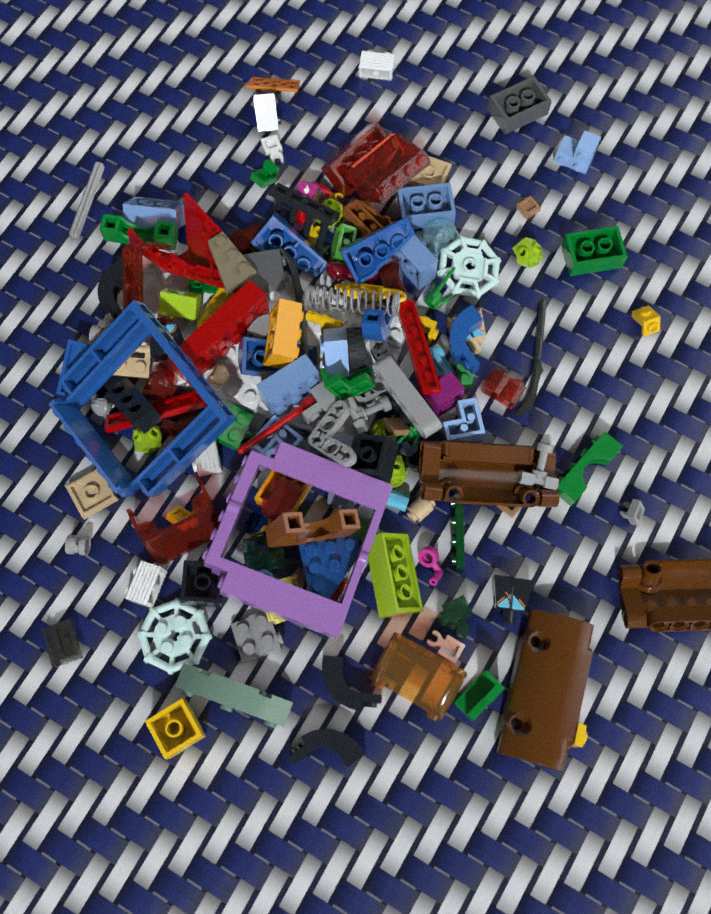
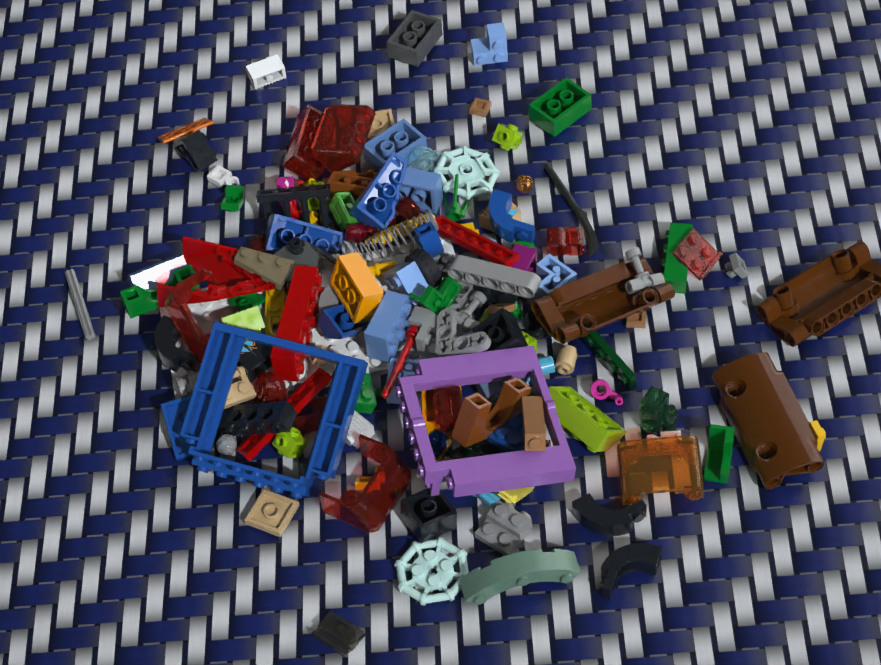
camera: 30 degrees left, 20 degrees down
(77, 545) = (292, 555): light grey wheel -> none
(145, 584) = (377, 546): white brick -> none
(175, 728) = (491, 628): yellow brick -> none
(269, 262) = (296, 246): none -> black plate
(334, 567) = (533, 423): none -> medium nougat brick
(510, 308) = (524, 183): none -> clear orange bush
(510, 596) = (687, 377): black torso -> none
(606, 477) = (696, 254): none -> clear red piece
(647, 319) = (641, 131): yellow bracket -> none

